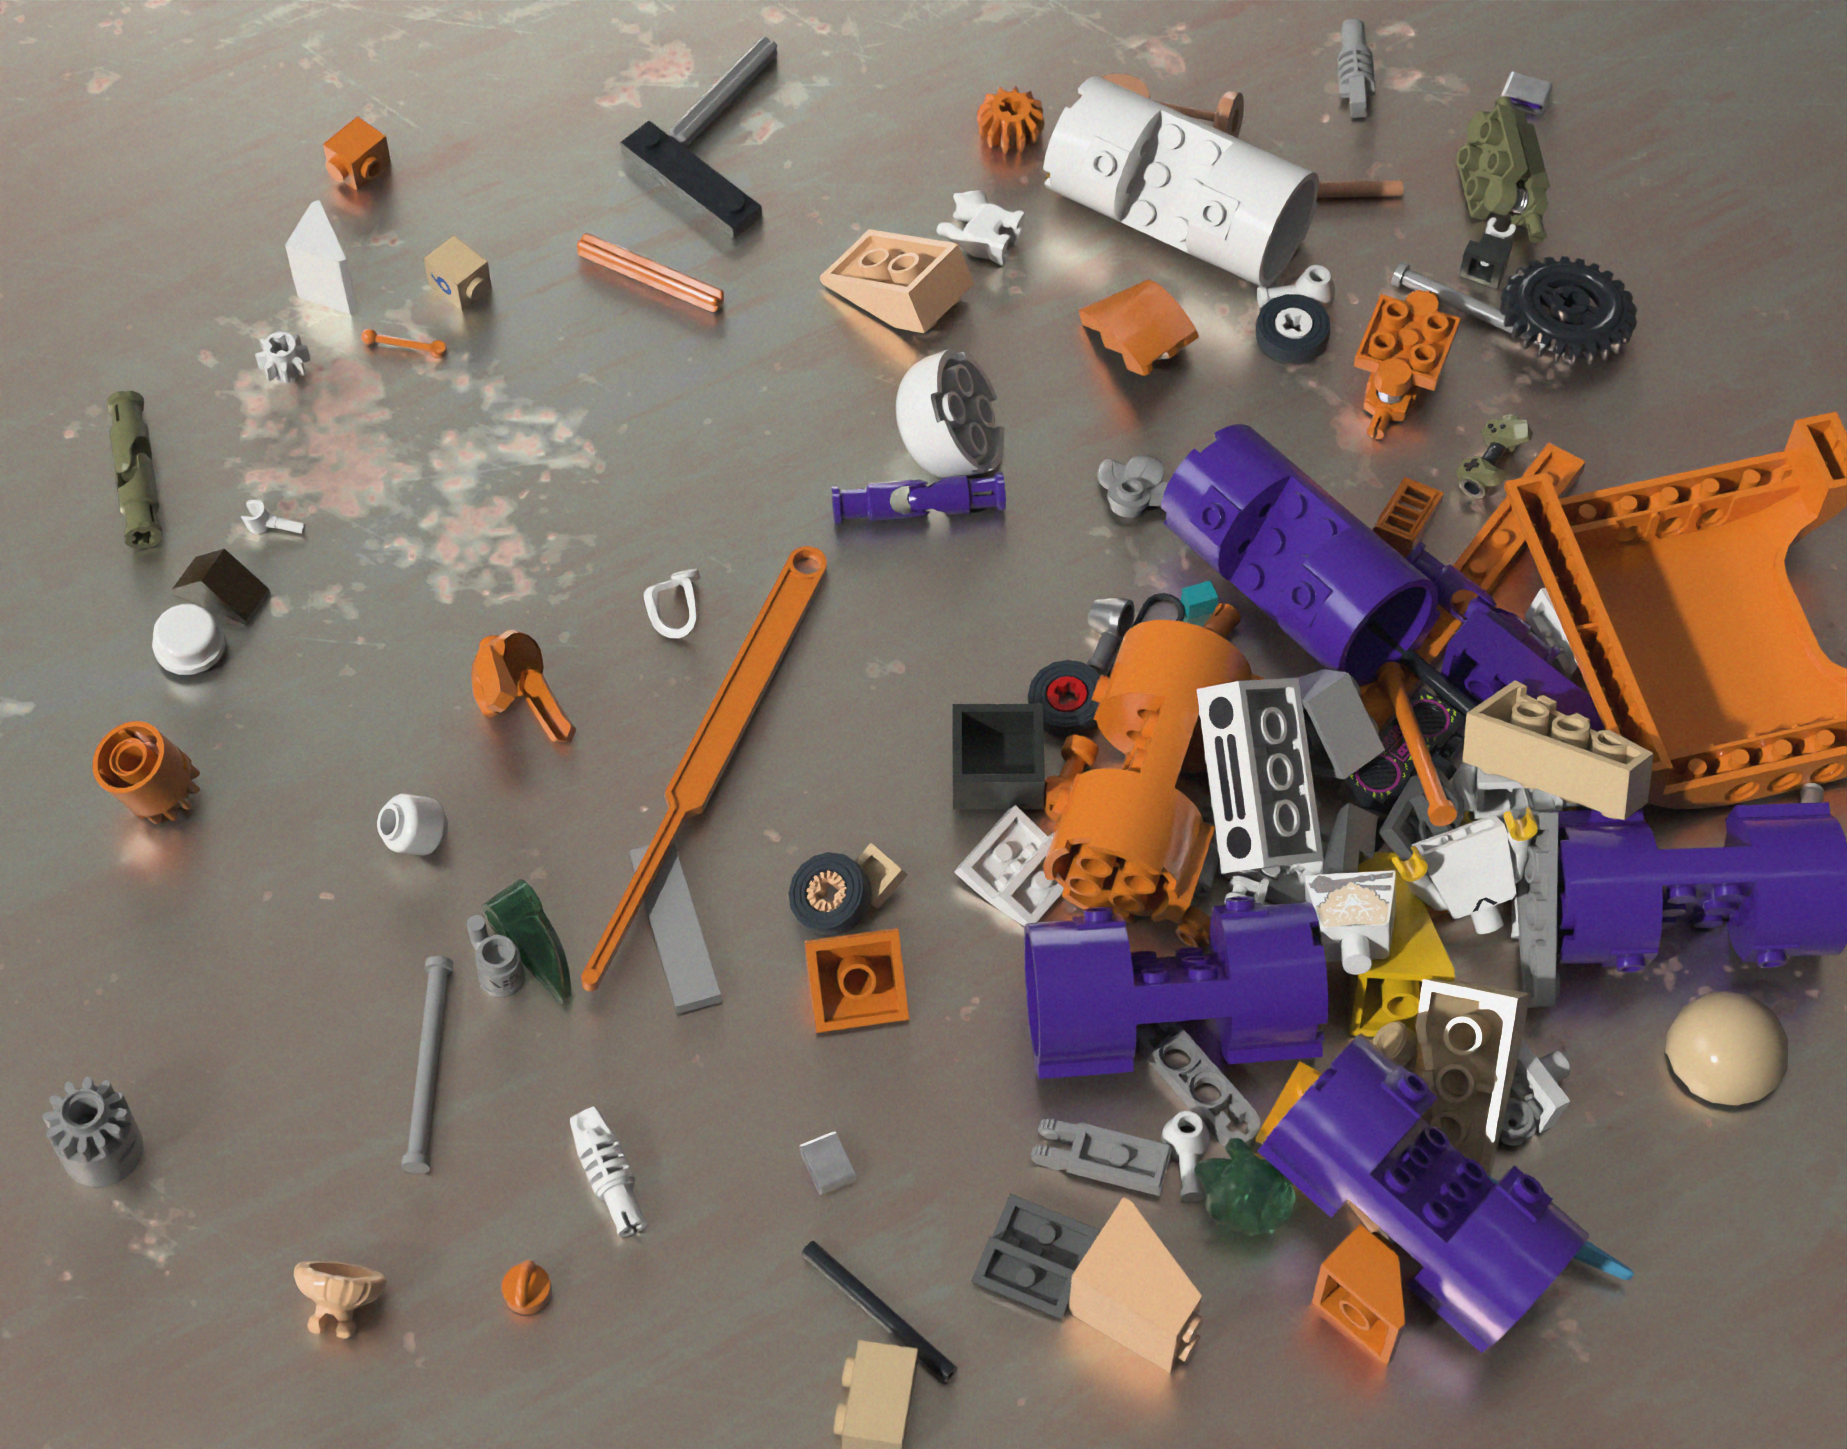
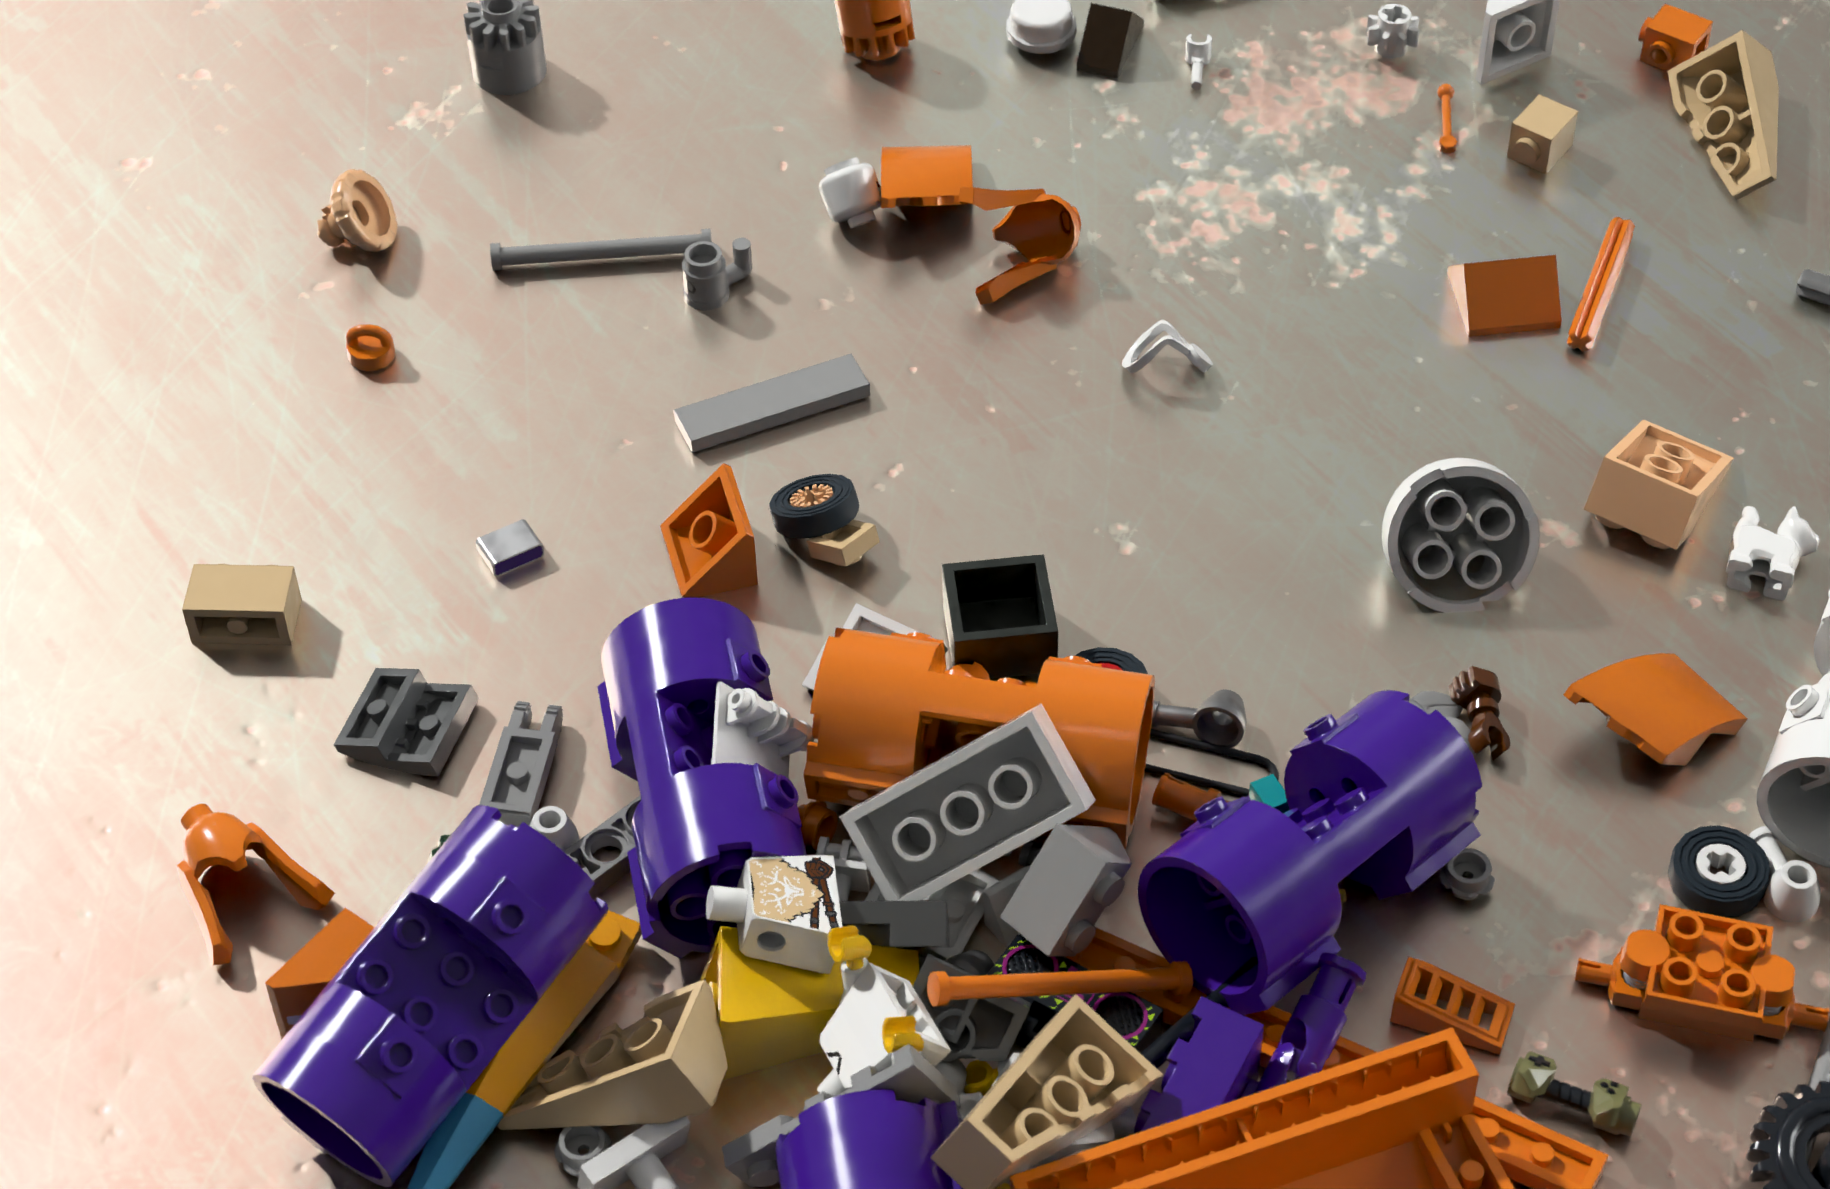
camera: 85 degrees right, 10 degrees down
(398, 757) = (924, 175): none -> orange slope
(459, 136) = (1733, 109): none -> tan wedge
(521, 918) = (743, 293): clear green piece -> none
(607, 1169) = (491, 382): white hinge -> none
(646, 339) = (1507, 295): none -> orange slope
(691, 179) = (1748, 302): black plate -> none
(716, 739) = (1003, 403): orange piece -> none
(878, 1310) = (346, 604): black piece -> none
(949, 495) = (1347, 532): dark purple piece -> none
(1137, 1291) = (348, 782): light nougat slope -> none
(1143, 443) = (1480, 694): none -> reddish brown piece
(1151, 930) = (755, 730): none -> white hinge
(1202, 1399) = (223, 840): none -> orange piece

